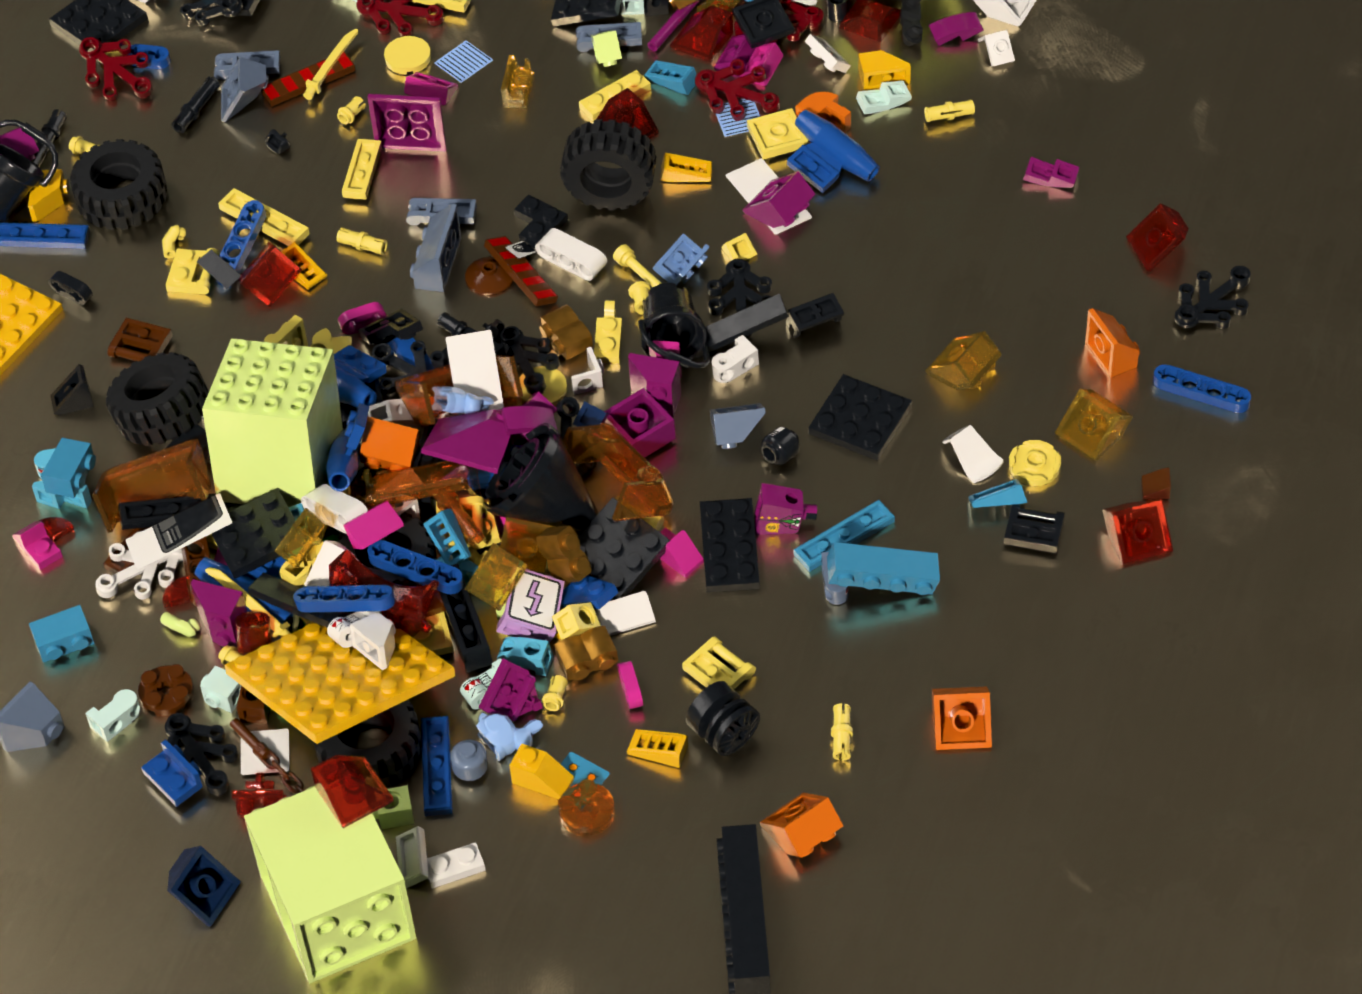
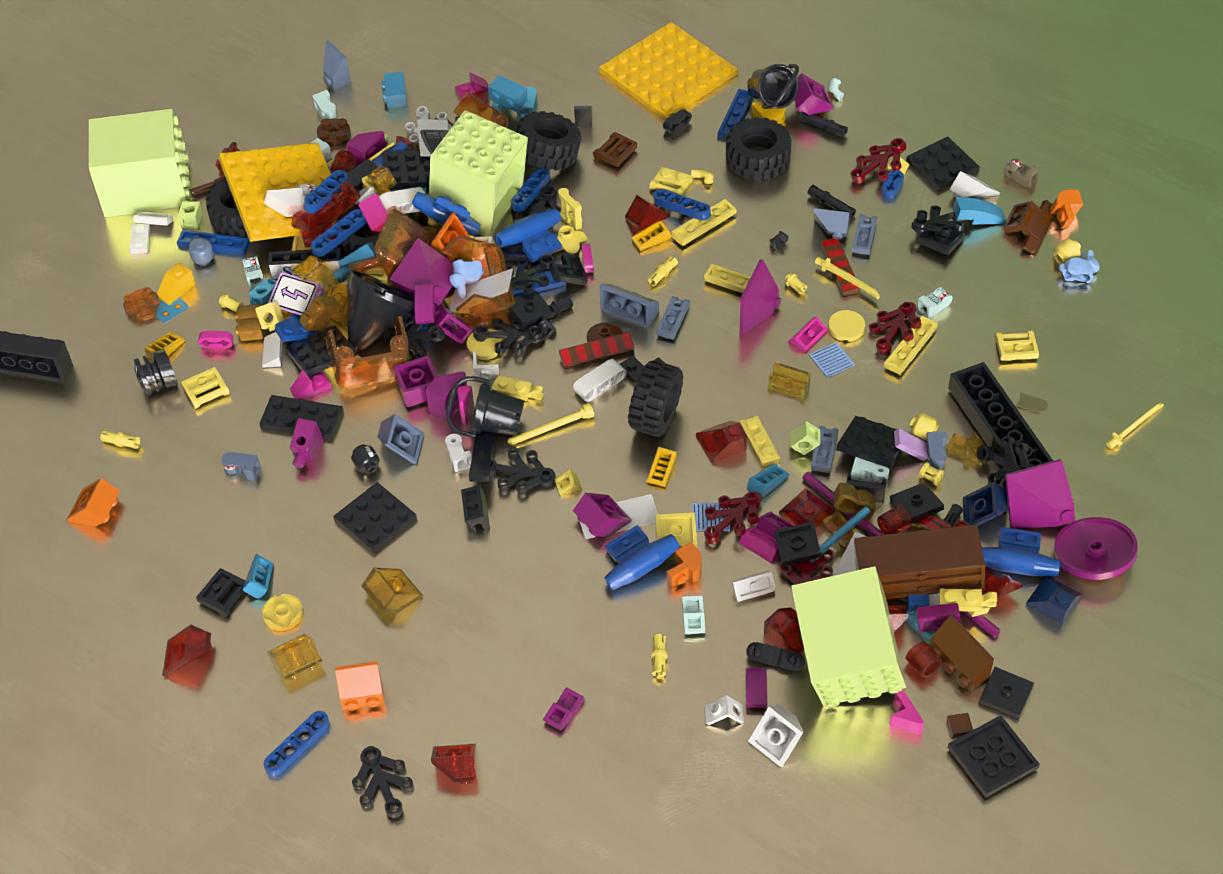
camera: 105 degrees right, 0 degrees up
(79, 145) = (811, 139): light yellow pin -> none
(173, 774) = (266, 123): blue bracket -> none
(197, 749) = (298, 134): black plant -> none
(201, 883) = (192, 124): dark blue slope -> none
(218, 269) = (661, 191): black sticker -> none
(350, 788) = (157, 148): clear red slope -> none
(503, 736) = (213, 272): light blue animal -> none
(511, 692) = (238, 277): magenta slope -> none
(520, 249) = (617, 352): sticker -> none
(566, 332) = (526, 363): pearl gold brick -> none
(590, 415) = (426, 348): dark blue tile -> none
(638, 292) = (540, 412): light yellow bush -> none
(680, 259) = (566, 440): medium blue bracket -> none
(803, 824) = (64, 400): orange slope -> none
(850, 531) = (276, 482): dark azure tile -> none
(882, 67) = (722, 617): yellow slope -> none
(883, 568) = (223, 484): dark azure brick -> none
(974, 454) = (305, 574): white piece -> none
(1156, 484) = (222, 682): reddish brown slope -> none

